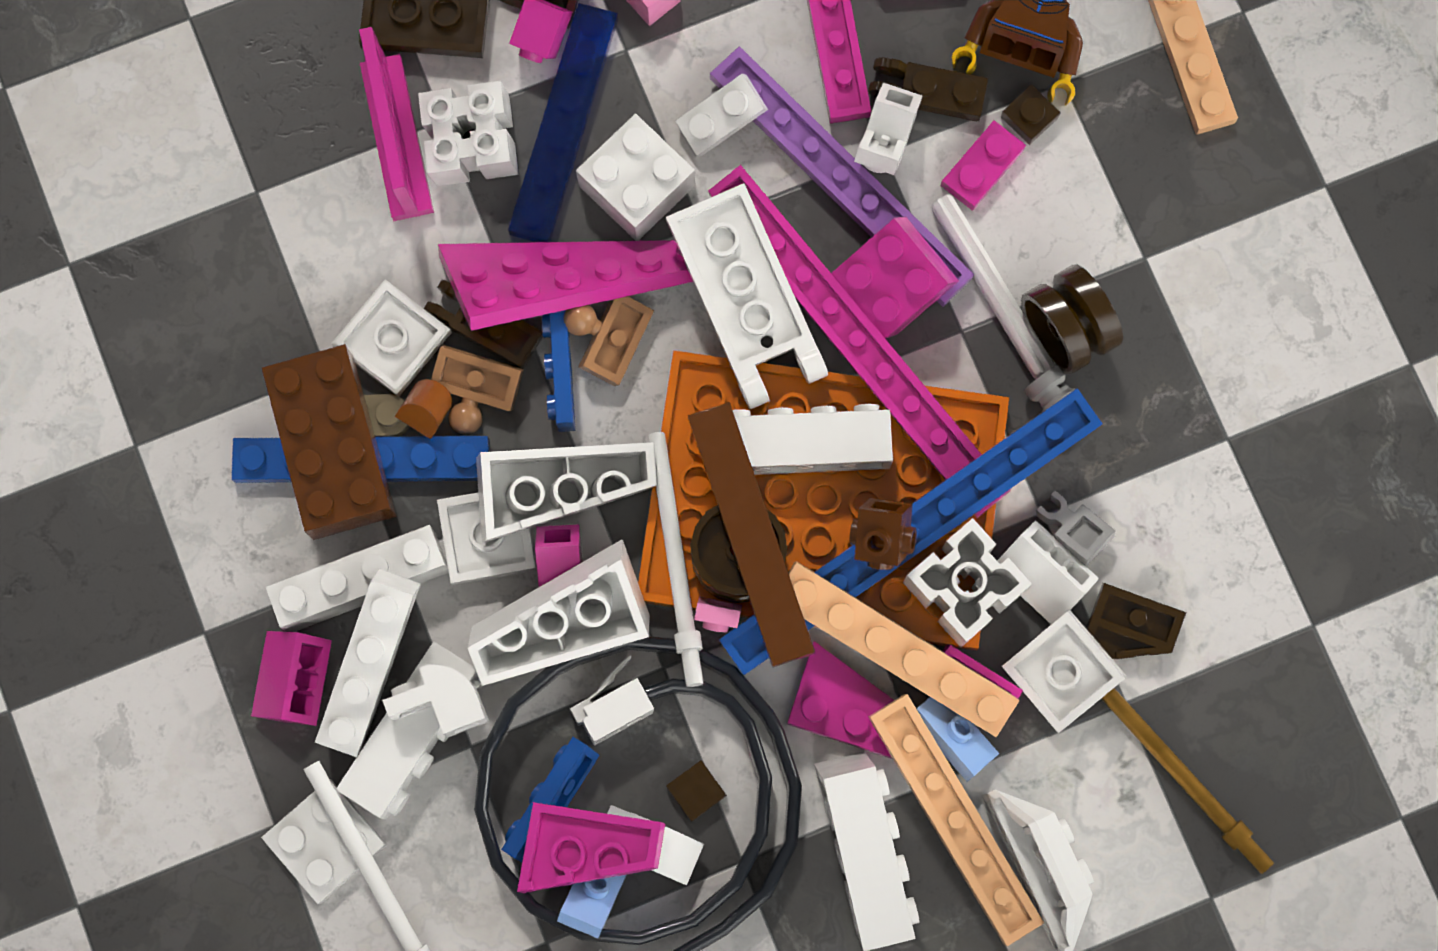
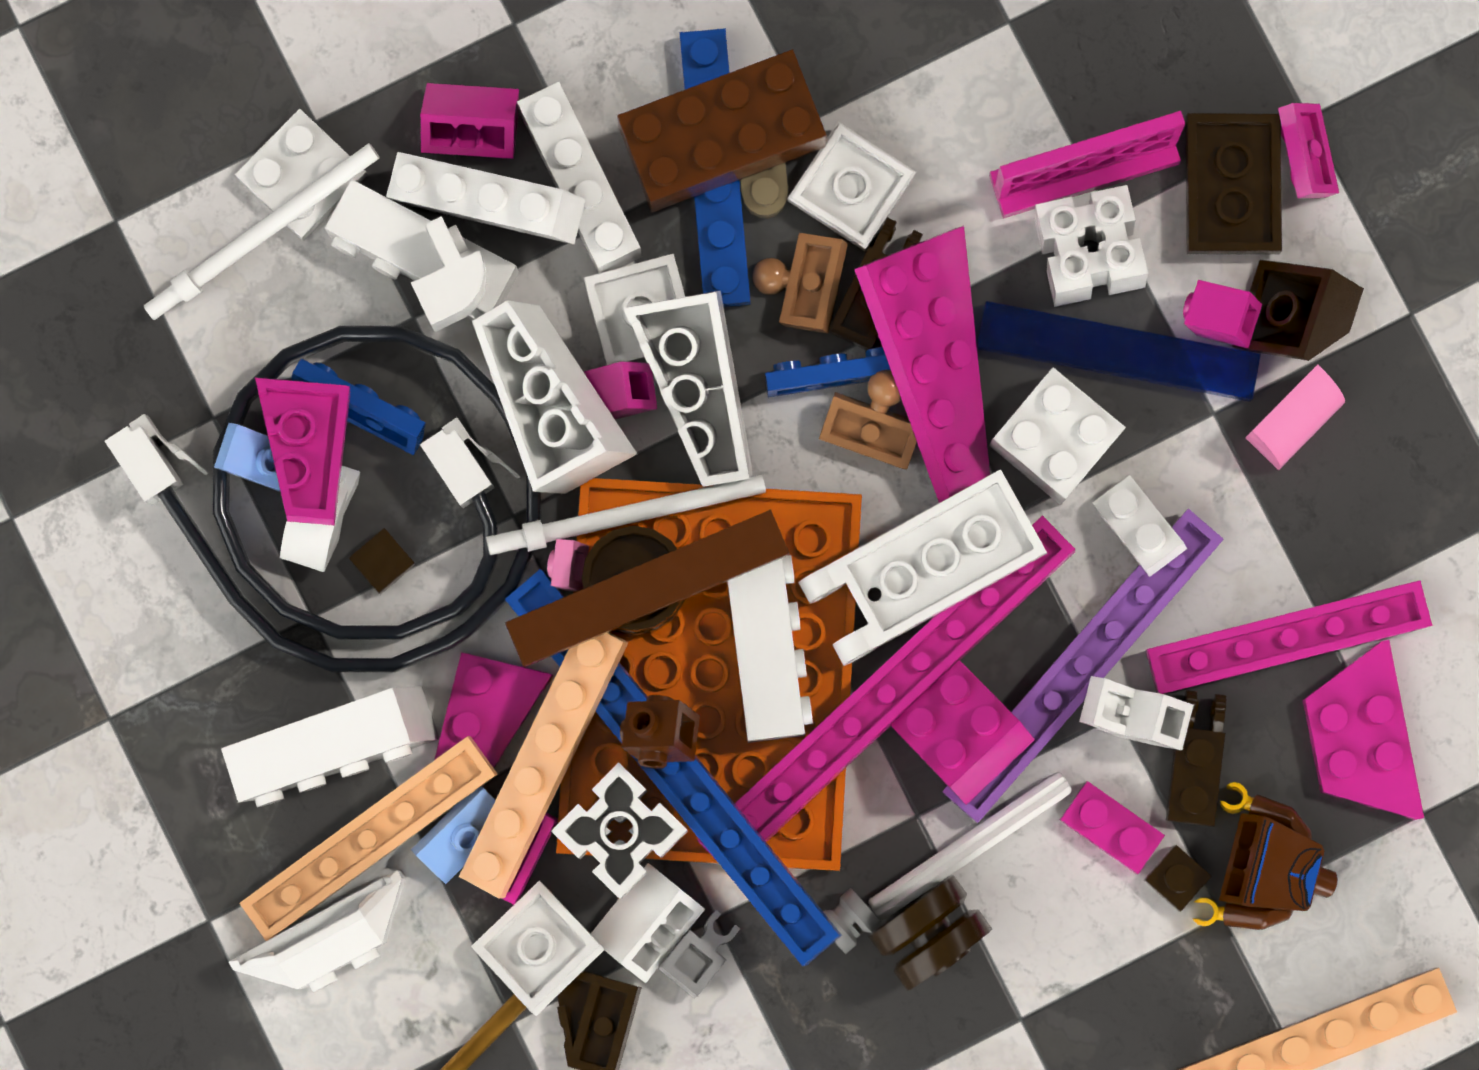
camera: 85 degrees right, 5 degrees up
(425, 407) = (774, 230): dark orange brick -> none

